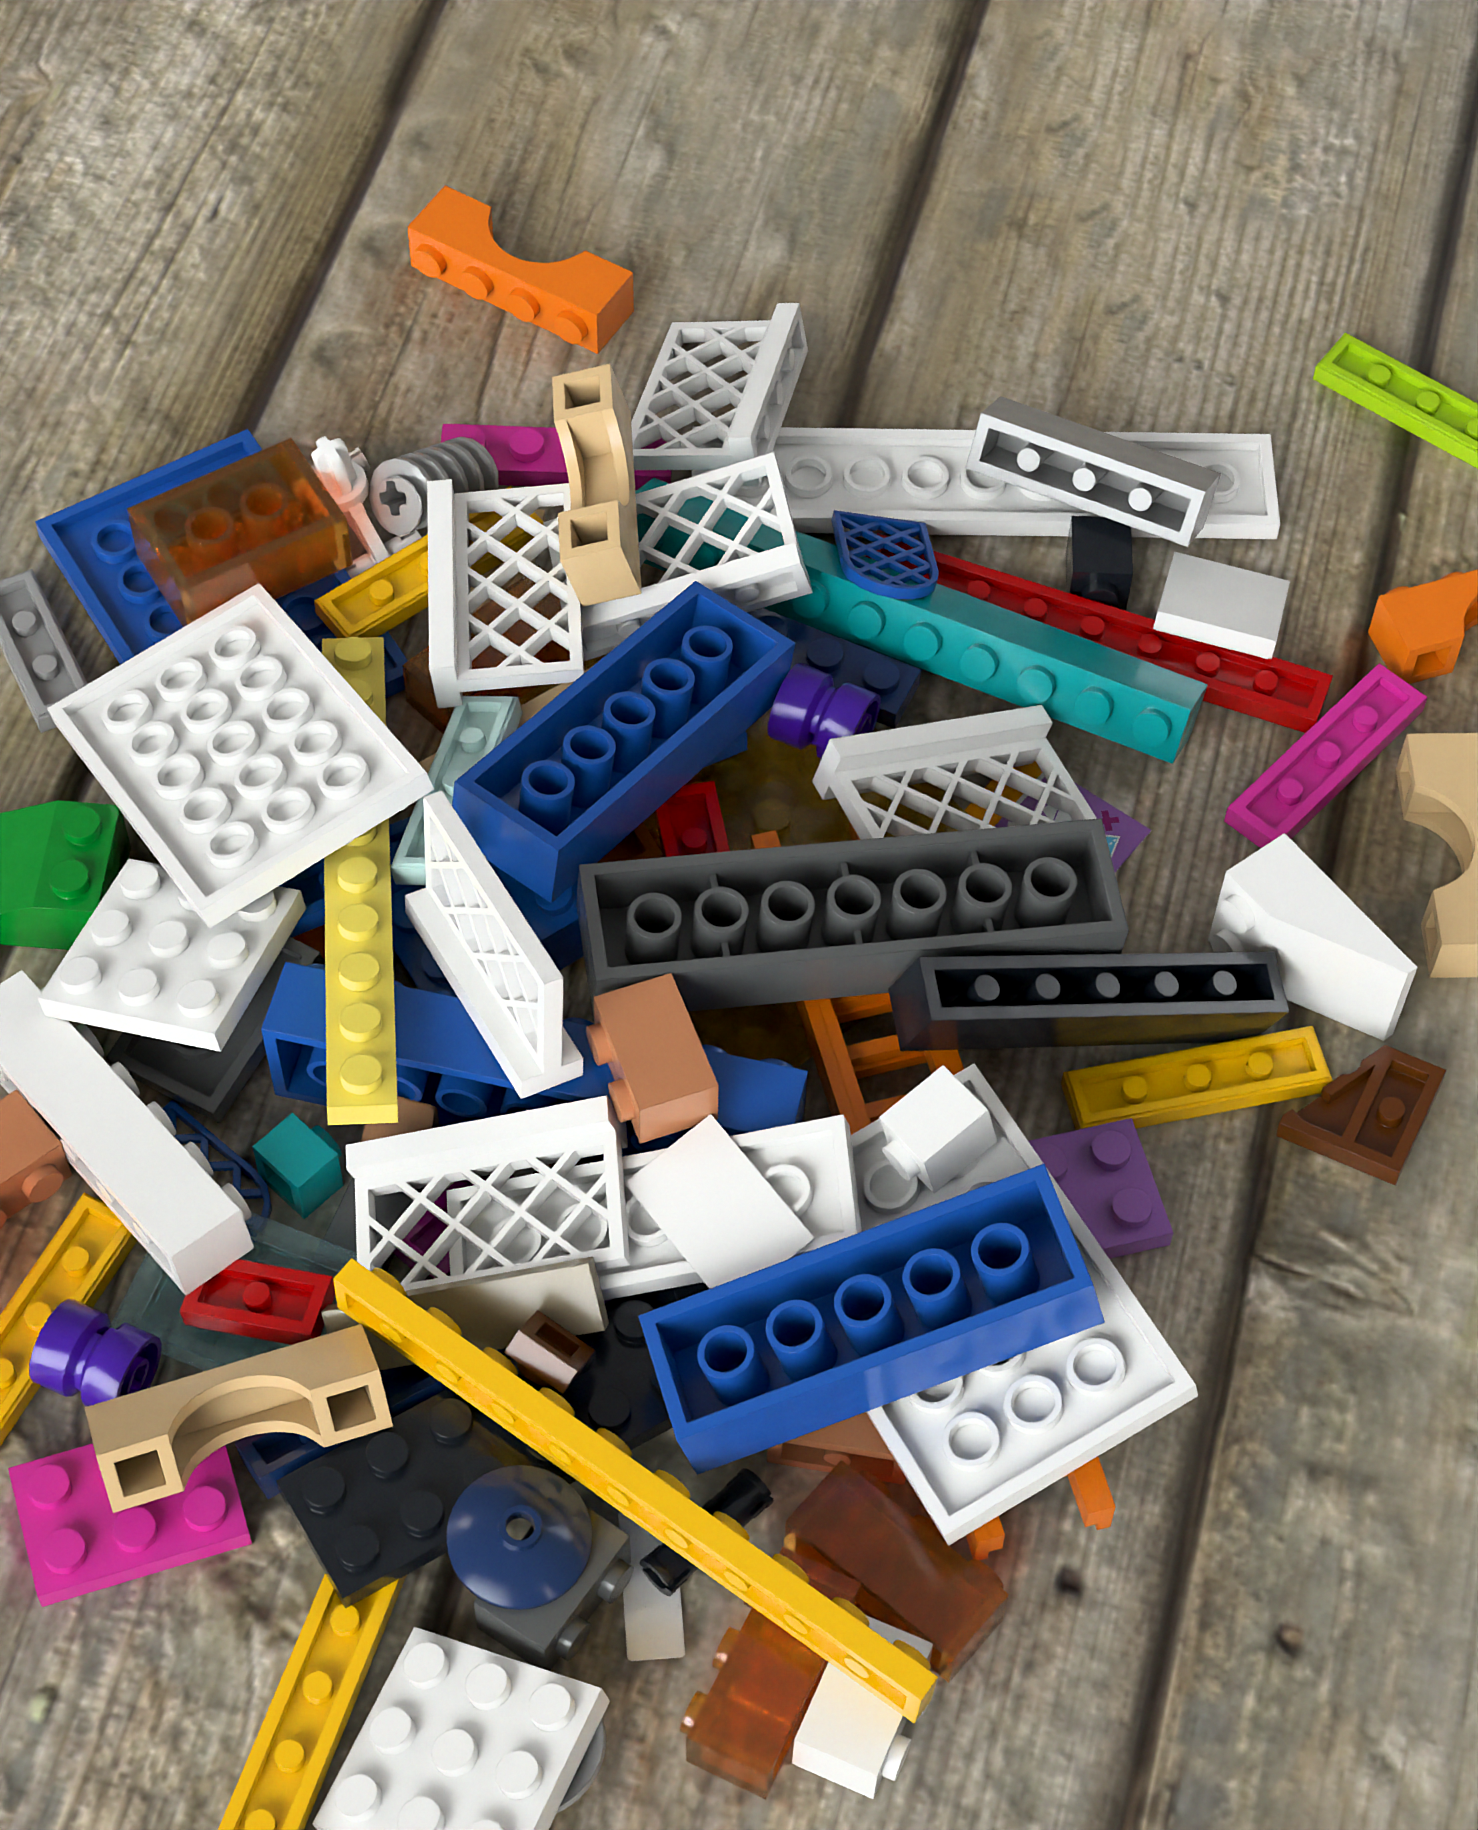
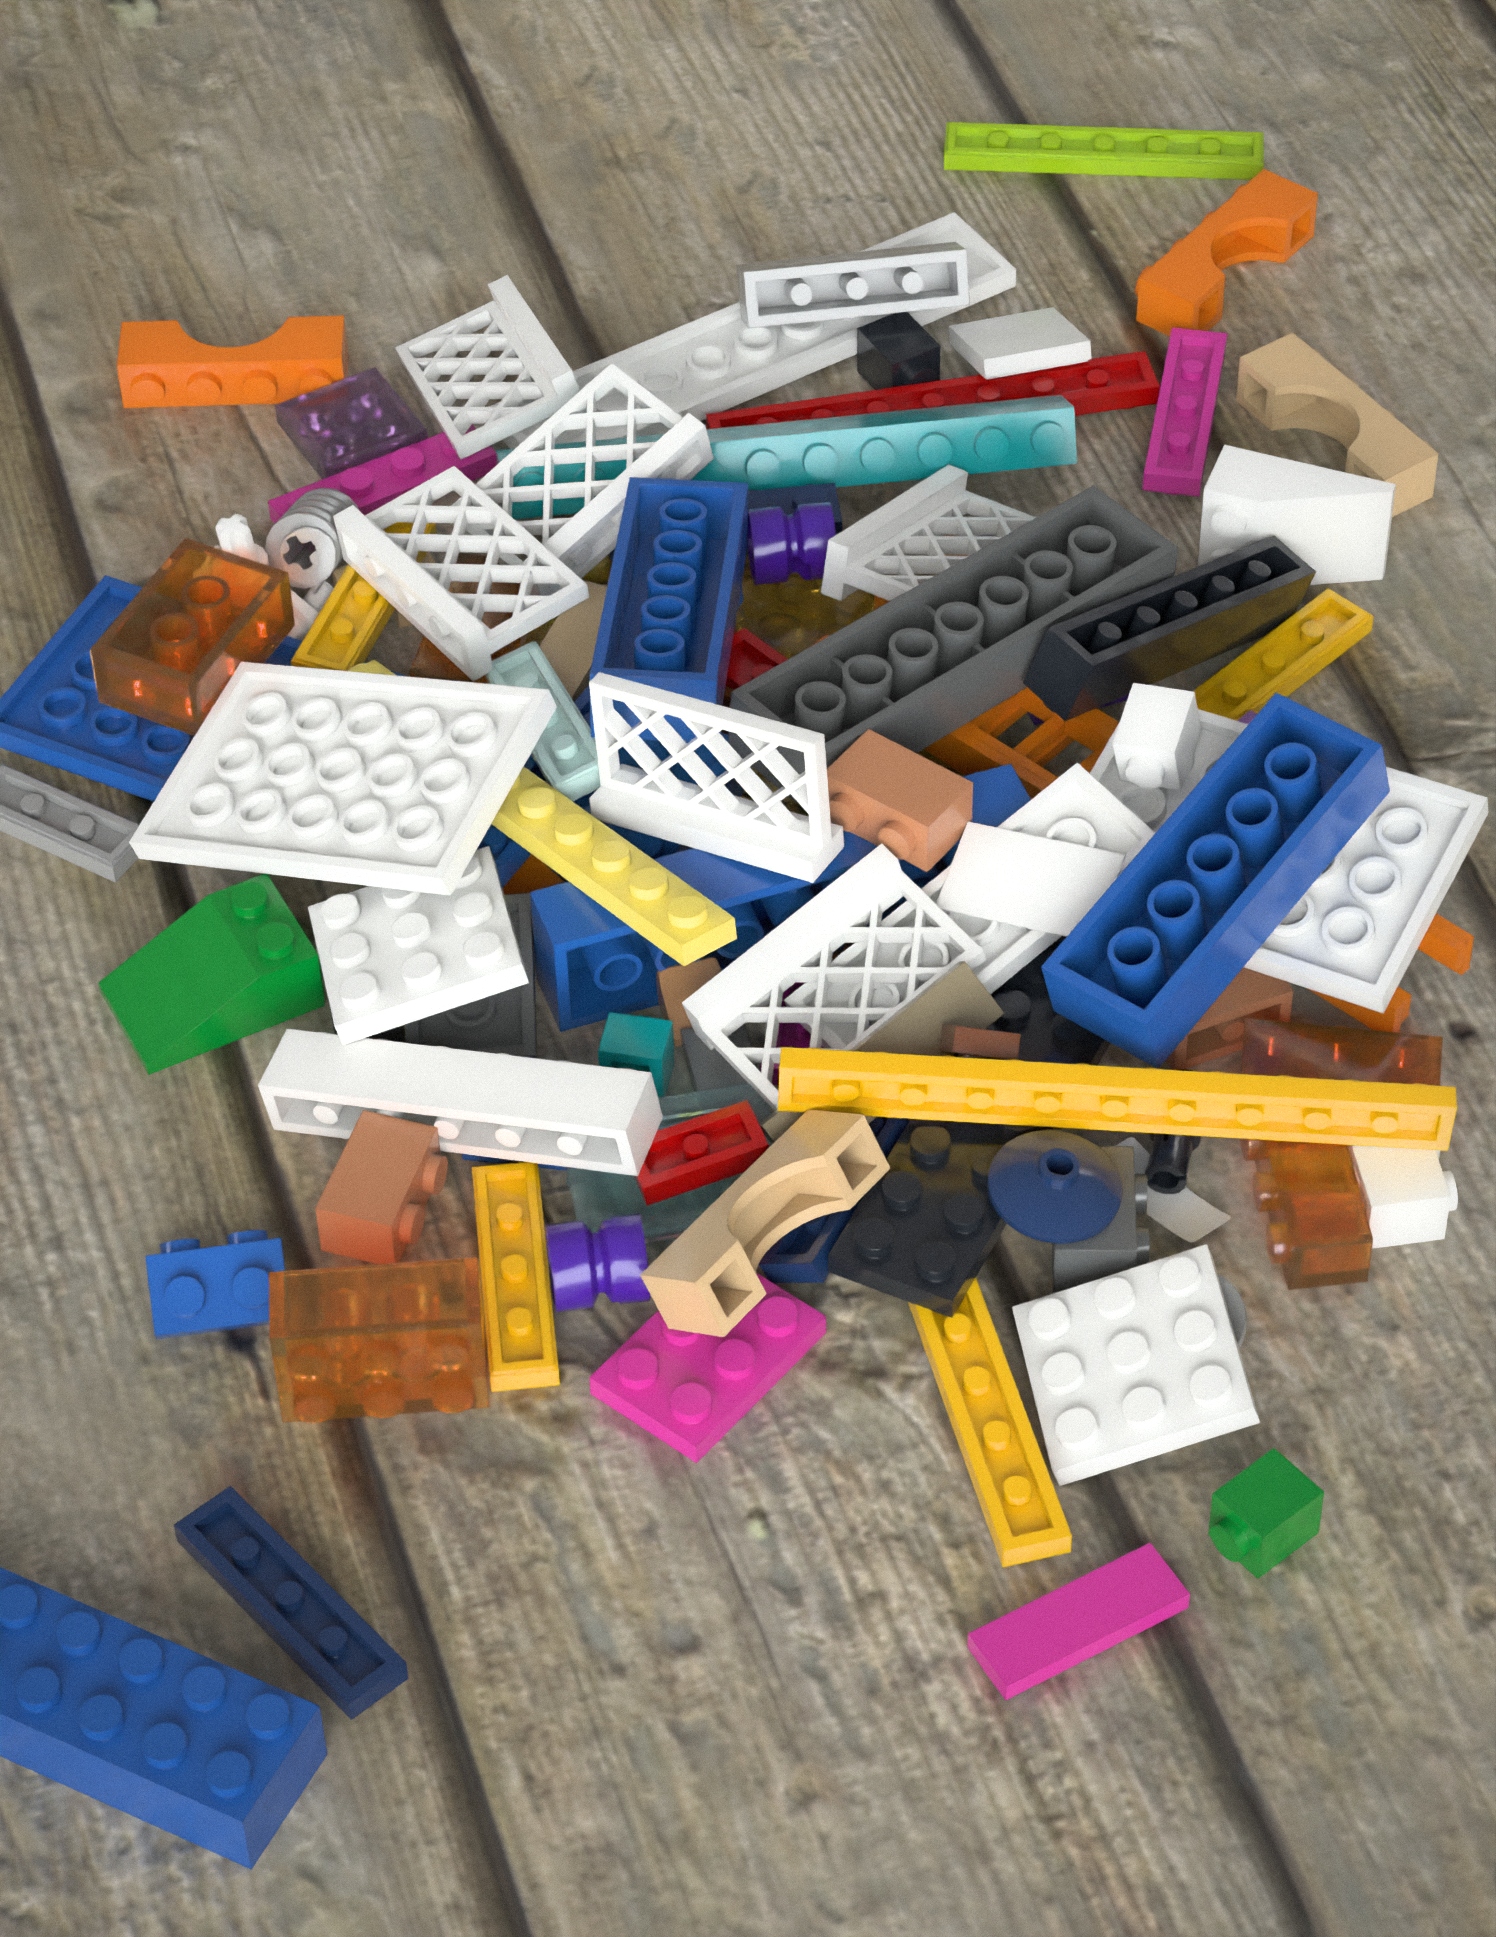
camera: 30 degrees left, 10 degrees down
(548, 355) = (349, 423): none -> clear purple plate
(601, 527) = (518, 476): tan arch -> none
(900, 530) = (742, 416): blue window -> none
(1370, 1114) = (1419, 624): reddish brown wing -> none

